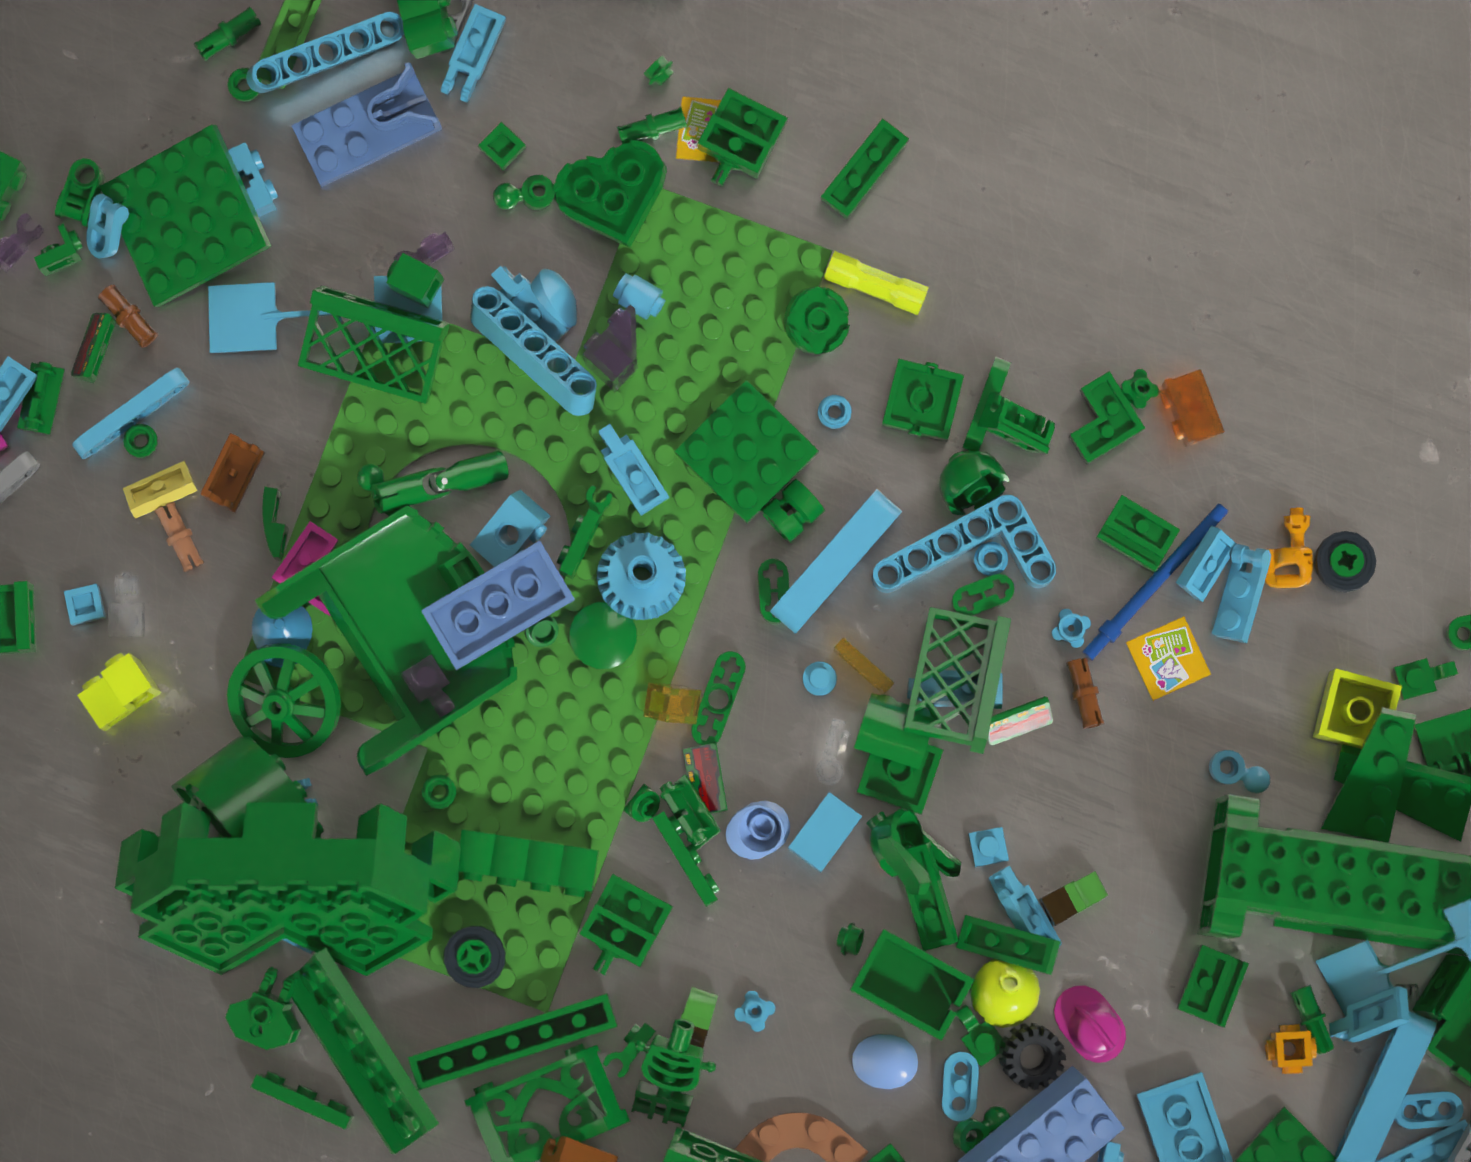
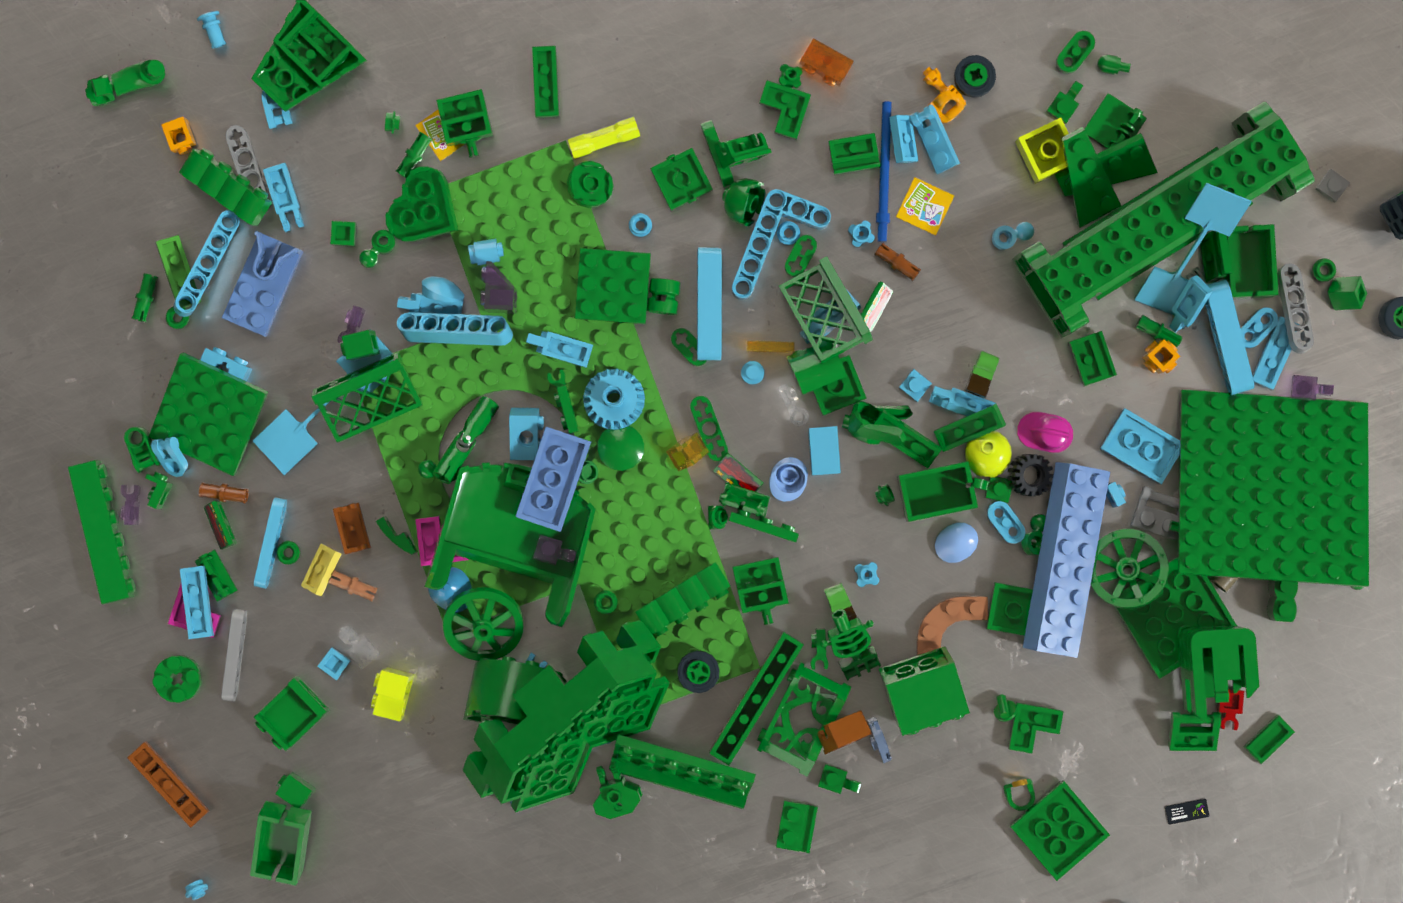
camera: 35 degrees left, 5 degrees up
(303, 1099) = (672, 820): green plate -> none

